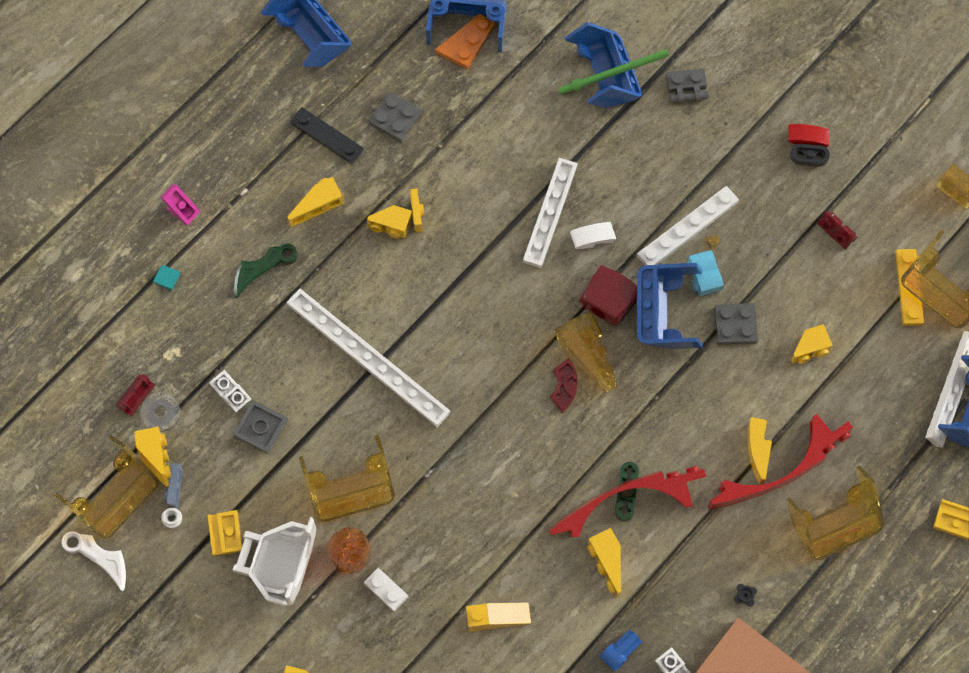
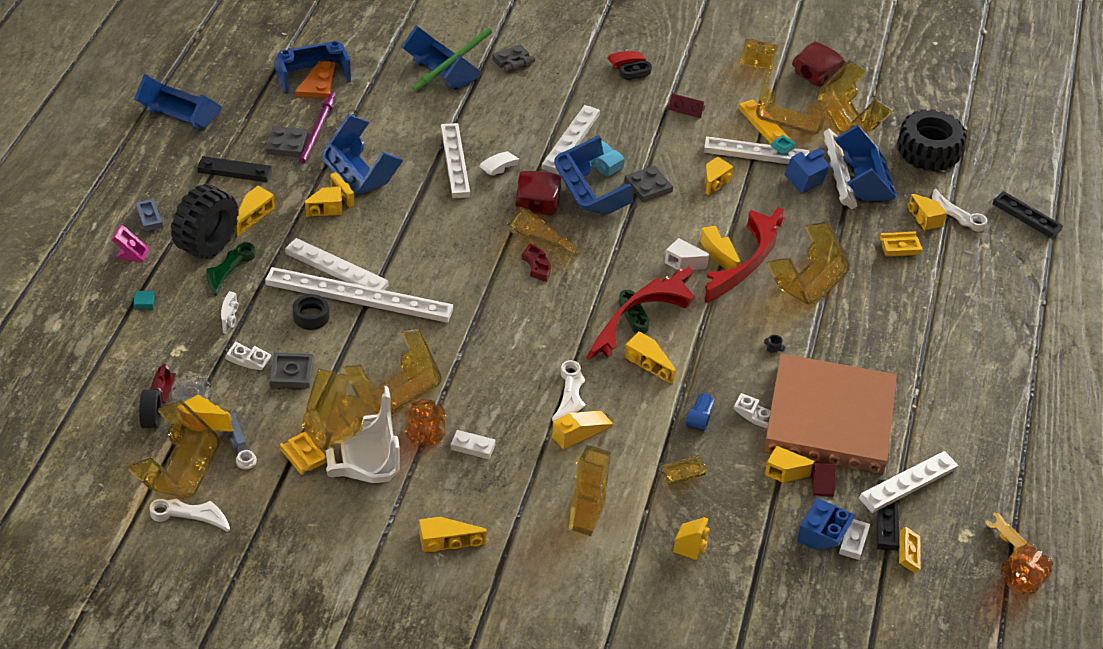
camera: 30 degrees left, 25 degrees down
(108, 423) = (148, 408): none -> black tyre
(216, 168) = (149, 215): none -> sand blue plate
(230, 335) = (228, 311): none -> white slope
(252, 215) = (204, 221): none -> black tyre
(258, 509) = (331, 413): none -> clear yellow windscreen
(308, 346) = (311, 301): none -> black tyre
(365, 309) = (334, 265): none -> white plate
(441, 176) = (344, 159): none -> blue windscreen
(457, 84) = (327, 107): none -> magenta bar
(505, 579) = (573, 381): none -> white piece
(716, 443) = (683, 255): none -> white slope
(876, 327) = (748, 150): none -> white plate
(907, 333) = (783, 144): none -> teal tile
(909, 384) = (808, 170): none -> blue plate

